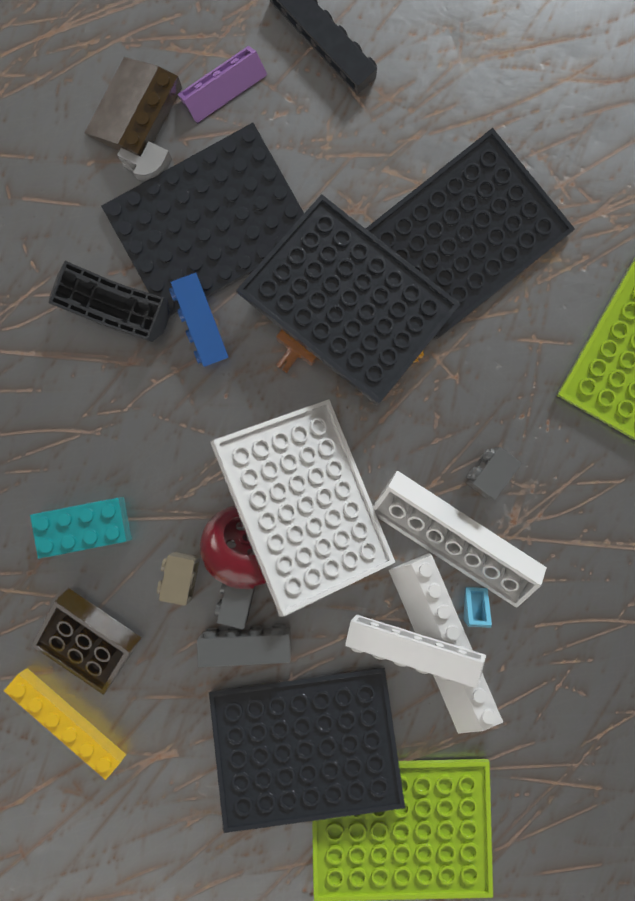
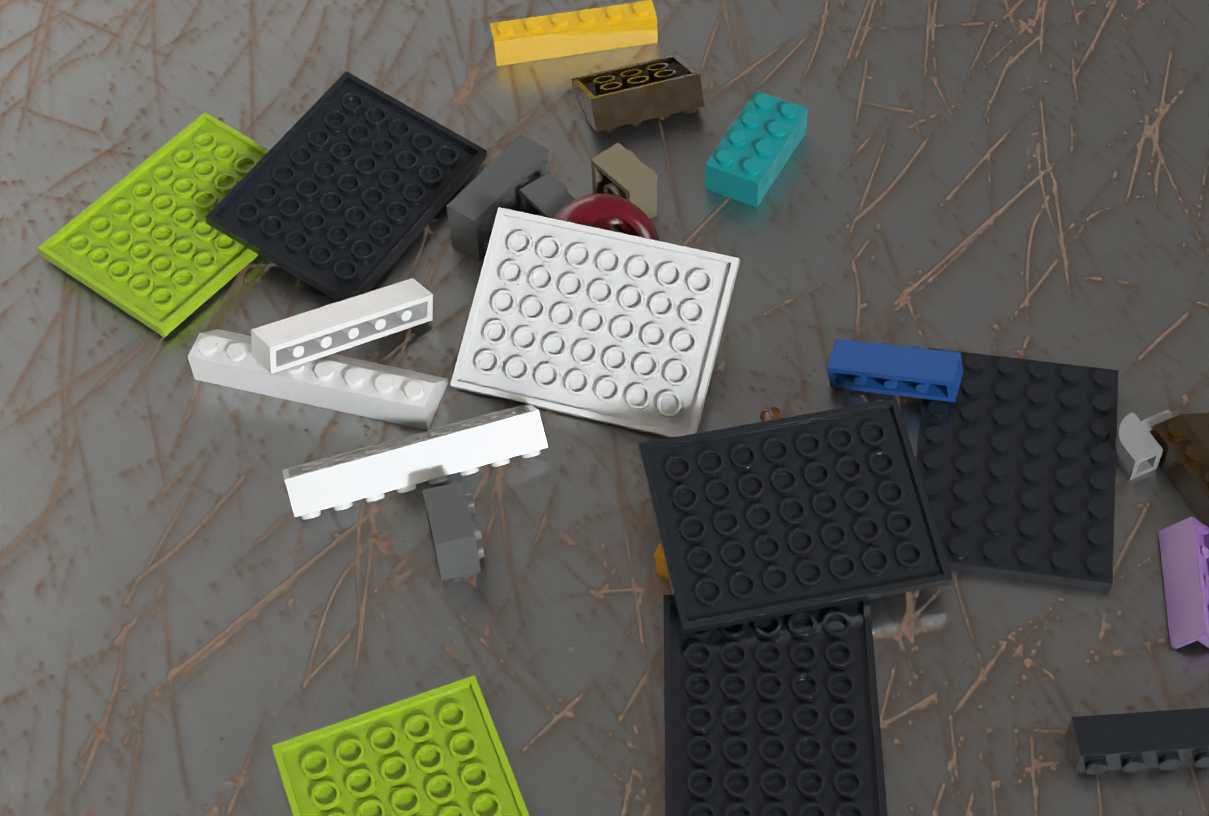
camera: 130 degrees right, 35 degrees down
(109, 302) = (988, 300): black piece -> none
(477, 607) = (321, 422): medium azure slope -> none

